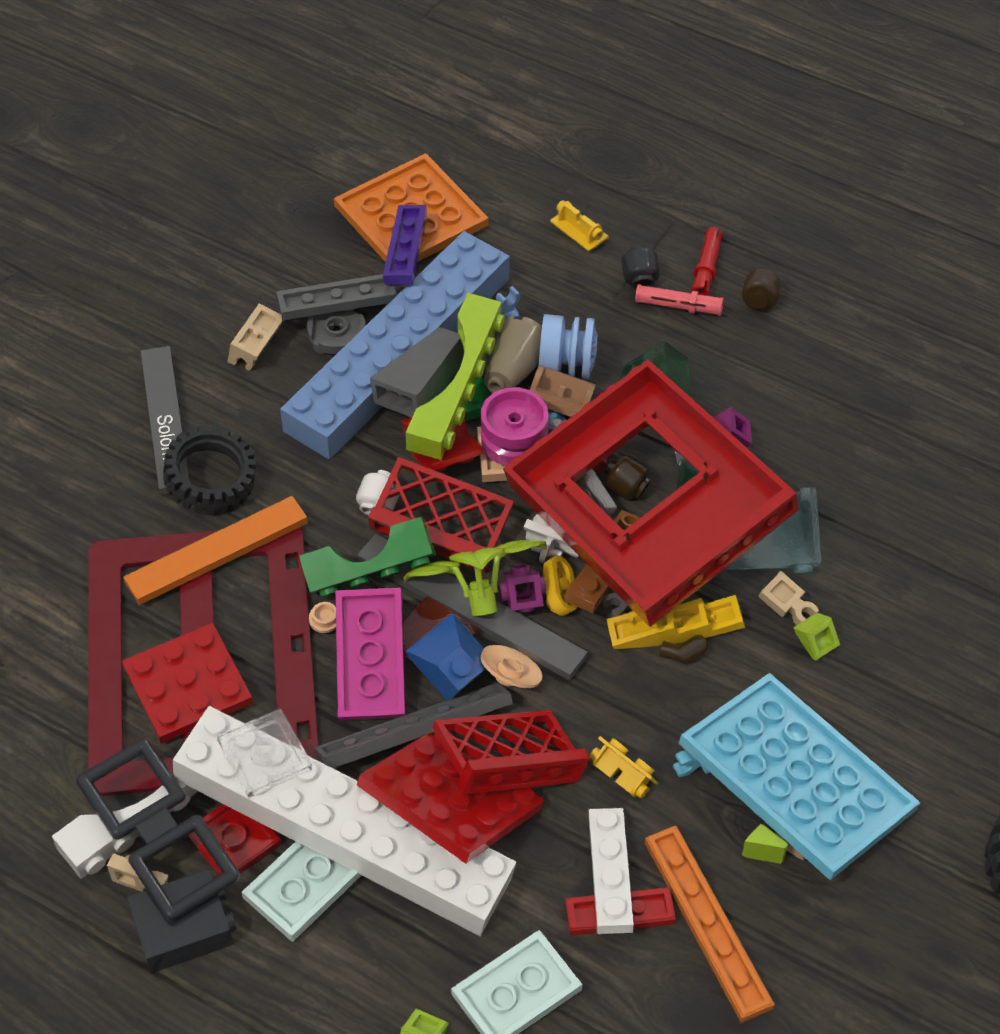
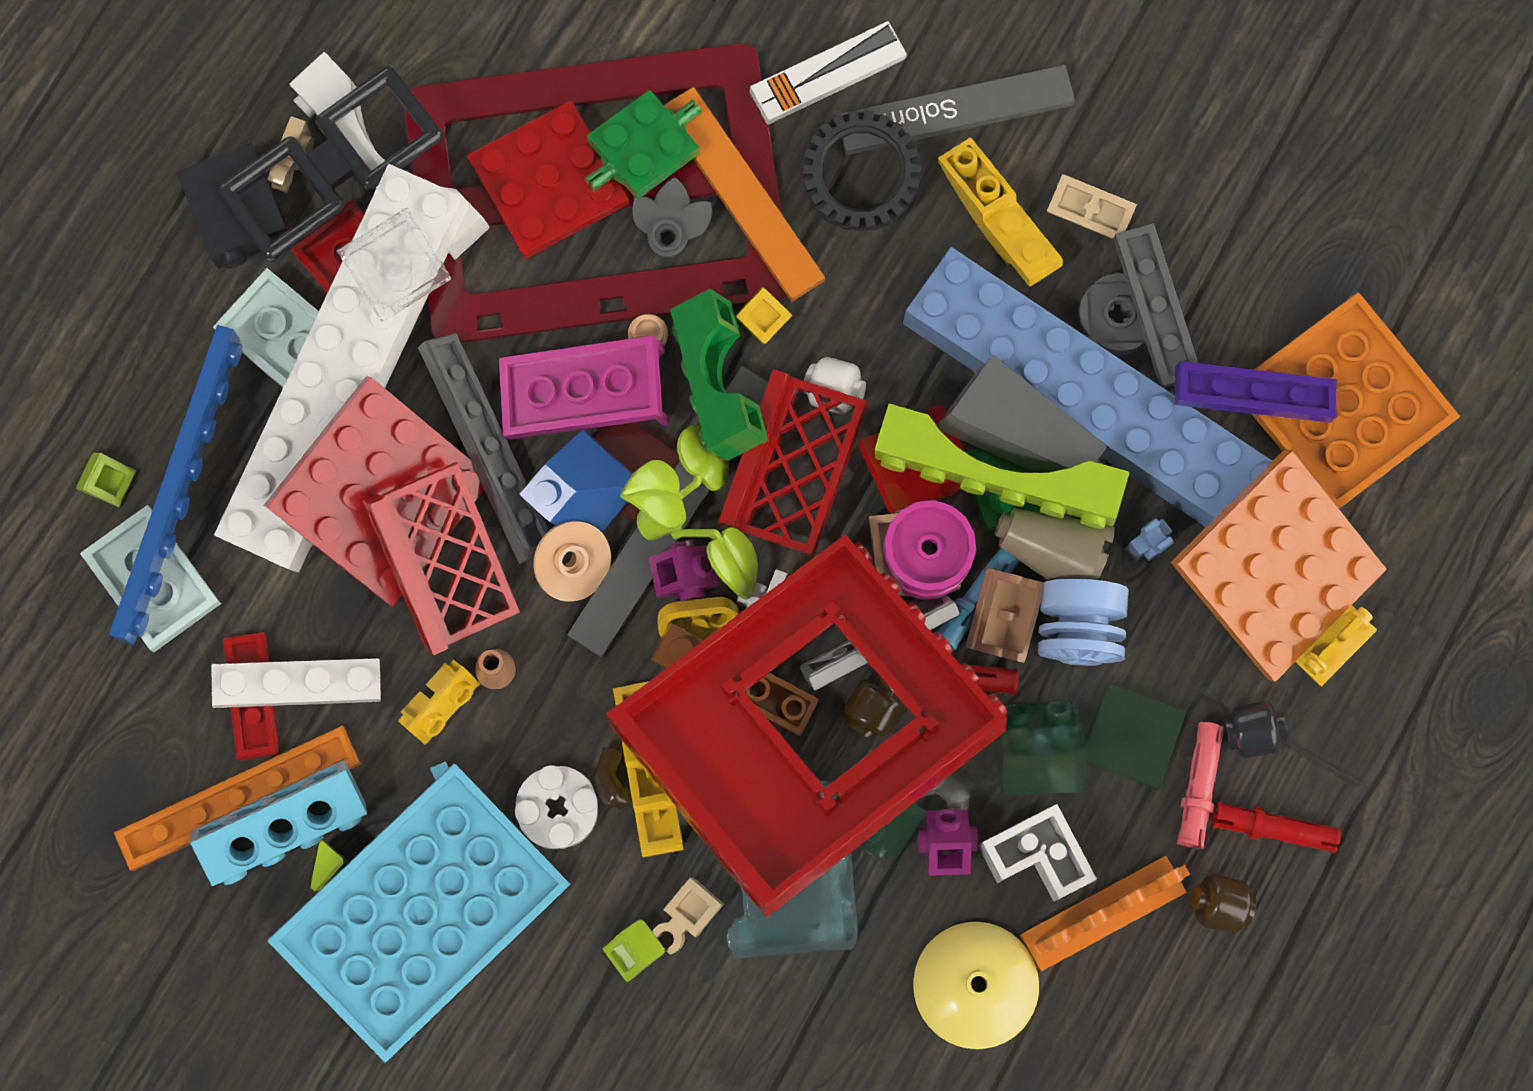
camera: 85 degrees right, 25 degrees up
(123, 494) = (827, 72): none -> white tile
(170, 605) = (643, 144): none -> green plate
(226, 599) = (671, 213): none -> dark grey plate
(249, 395) = (998, 214): none -> yellow slope
(317, 536) = (763, 315): none -> yellow plate
(447, 956) = (172, 501): none -> blue plate
(528, 243) = (1279, 565): none -> plate
(597, 722) = (501, 675): none -> nougat cone
(641, 331) = (1133, 736): none -> clear green plate
(706, 670) = (533, 812): none -> white plate
(731, 377) = (1041, 842): none -> white brick
(731, 879) = (291, 803): none -> medium azure brick
(769, 352) = (1104, 912): none -> orange fence
(825, 433) = (945, 989): none -> light yellow dish

